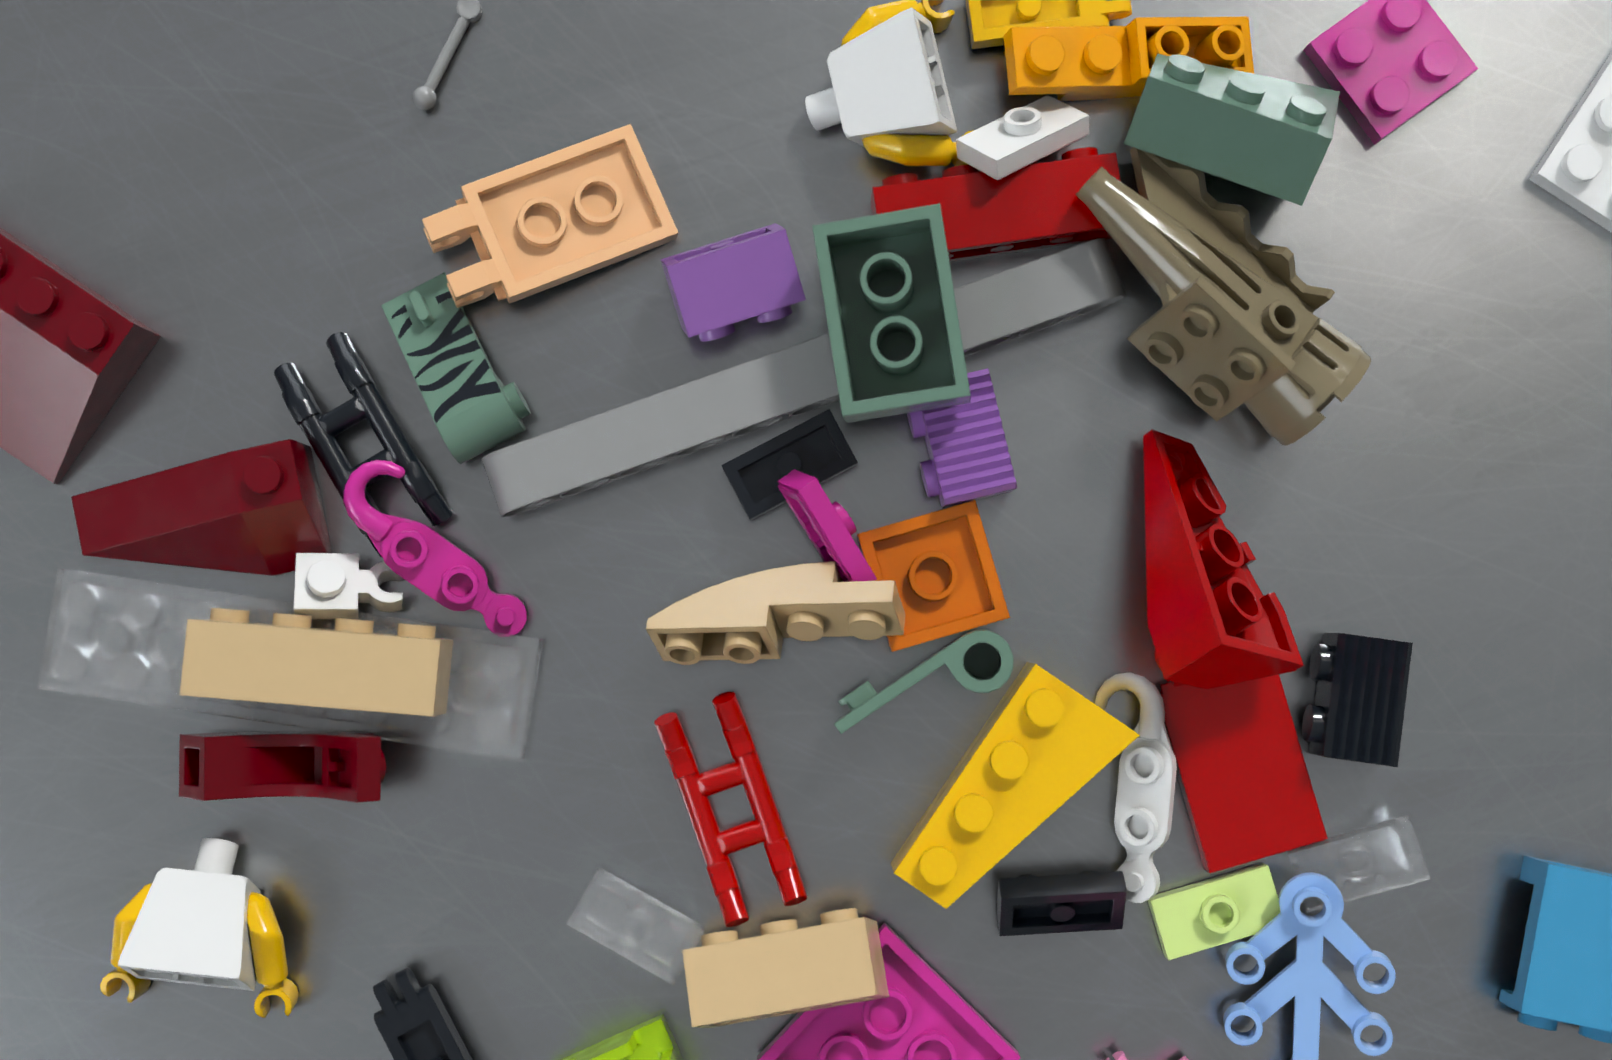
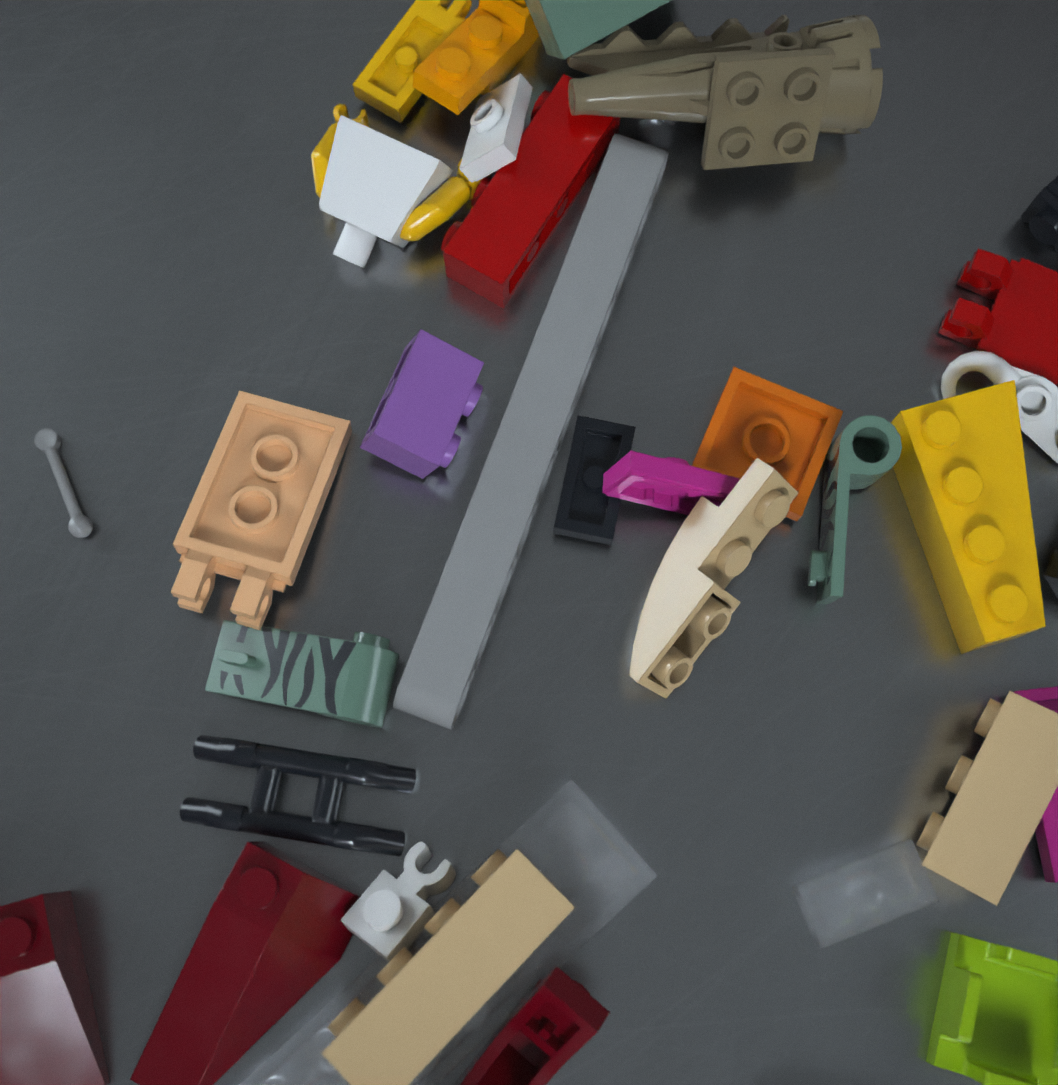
camera: 55 degrees left, 10 degrees down
(428, 558) = (434, 813): dark pink piece -> none
(718, 844) = (862, 726): red piece -> none
(891, 313) = (554, 295): sand green brick -> none
(965, 447) = (679, 341): medium lavender brick -> none
(1201, 598) = (953, 266): red wedge -> none

